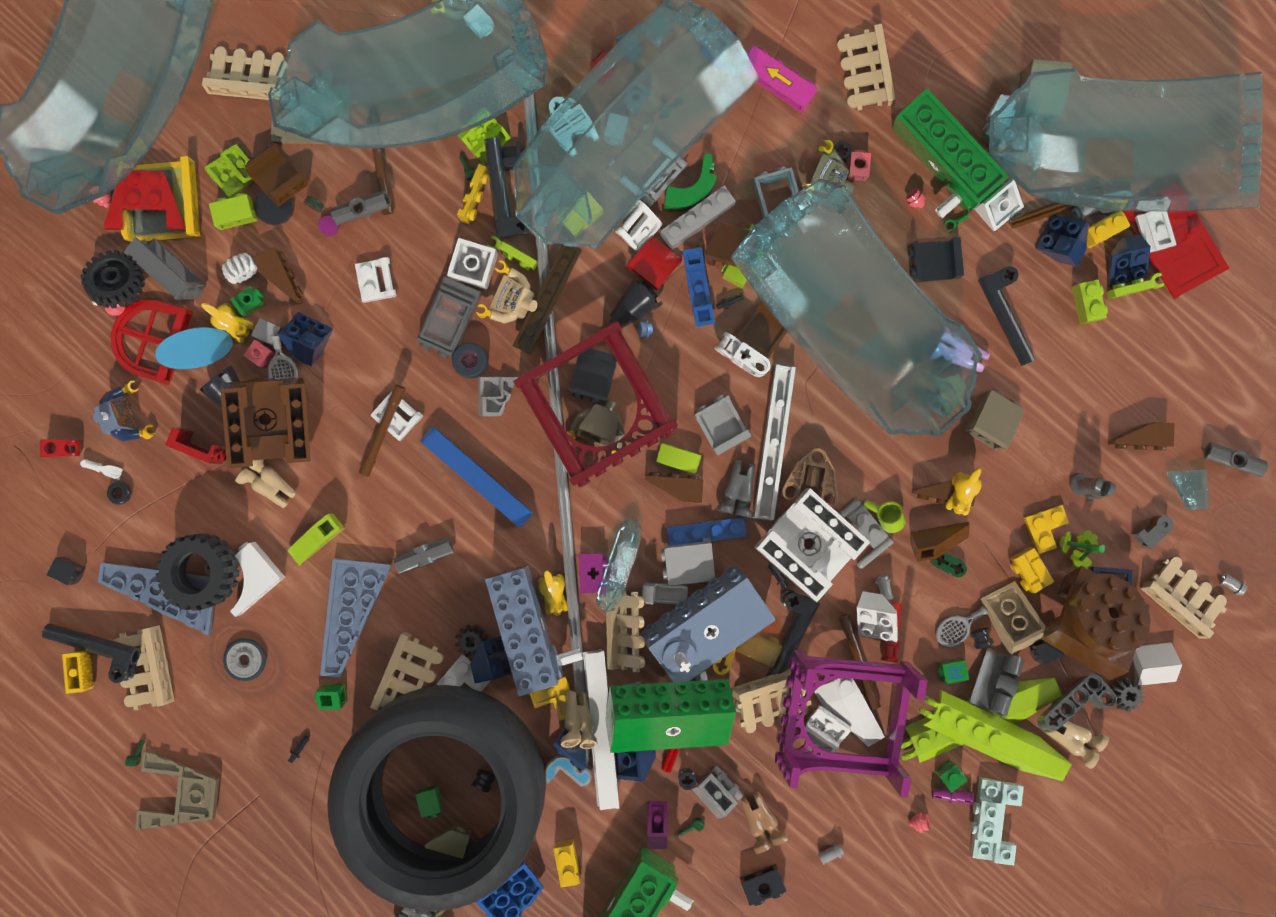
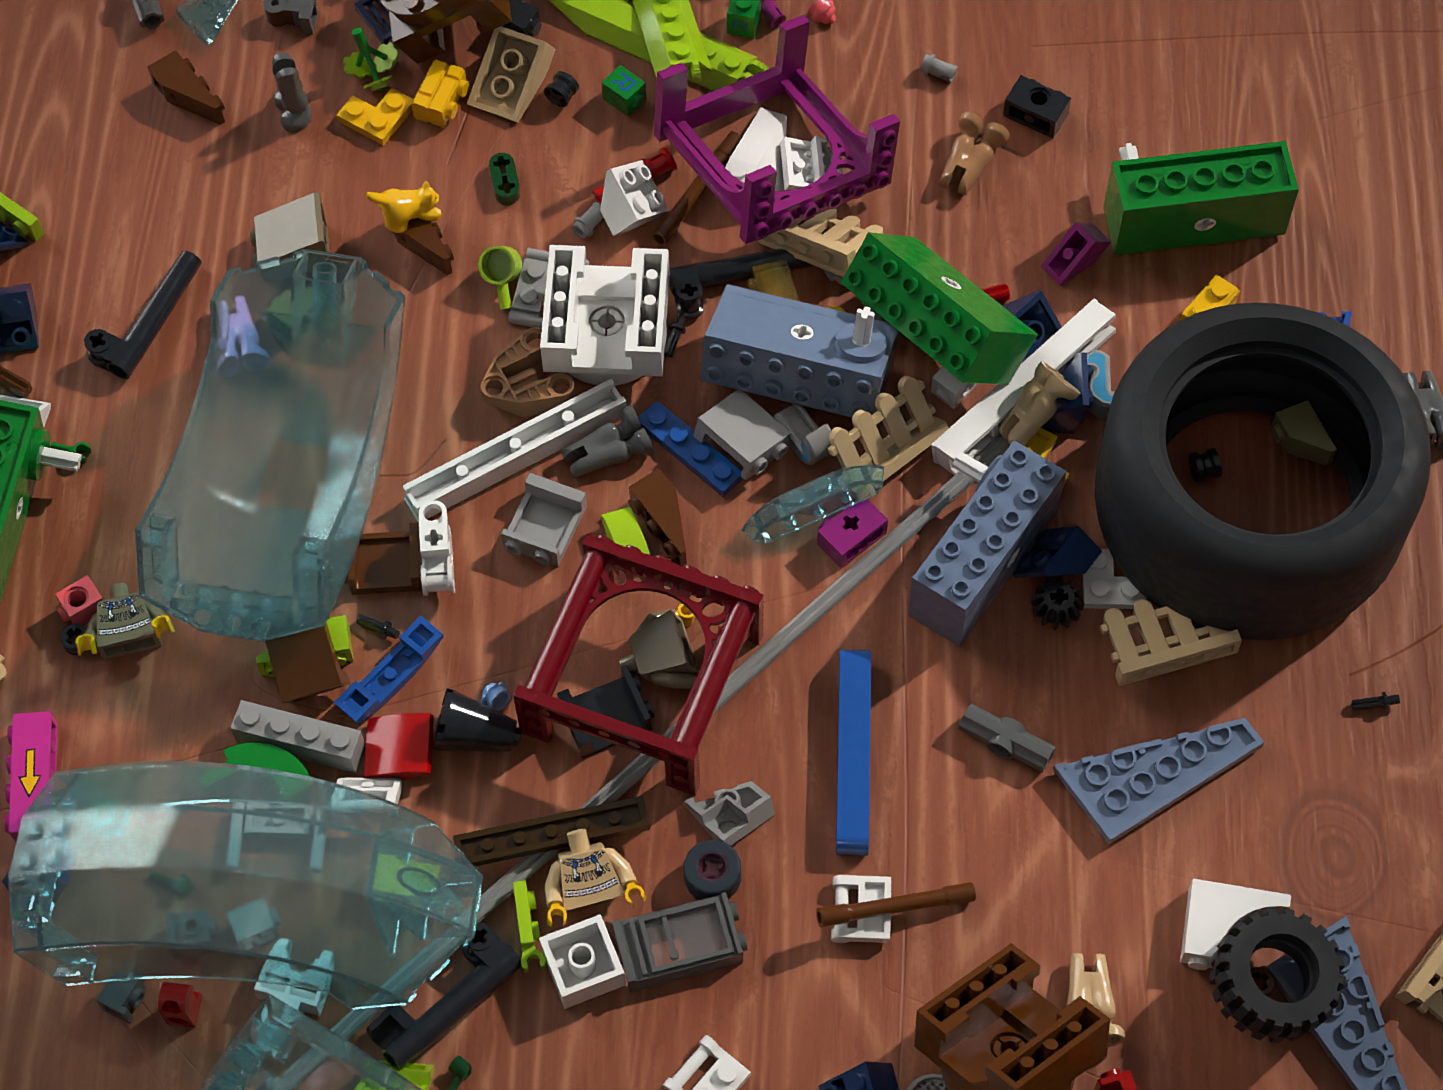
camera: 130 degrees left, 25 degrees down
(232, 659) = (1330, 871): light grey wheel -> none
(315, 538) = (1104, 880): lime slope -> none
(331, 697) = (1277, 709): green brick -> none
(429, 801) = (1282, 490): green brick -> none
(471, 199) = (496, 1031): yellow wing -> none
(552, 589) = (910, 556): yellow animal -> none
(692, 781) = (995, 260): black bush -> none
(697, 823) = (1035, 218): dark green hand -> none
(715, 795) = (980, 217): light grey brick -> none
(764, 178) = (175, 649): light grey window -> none
(916, 198) = (74, 512): coral plate -> none
(934, 542) = (493, 205): reddish brown slope -> none
(936, 260) = (136, 435): black panel -> none
(974, 616) = (556, 116): light grey piece -> none
(997, 682) = (598, 39): dark grey panel -> none
(1089, 302) = (65, 243): lime brick -> none

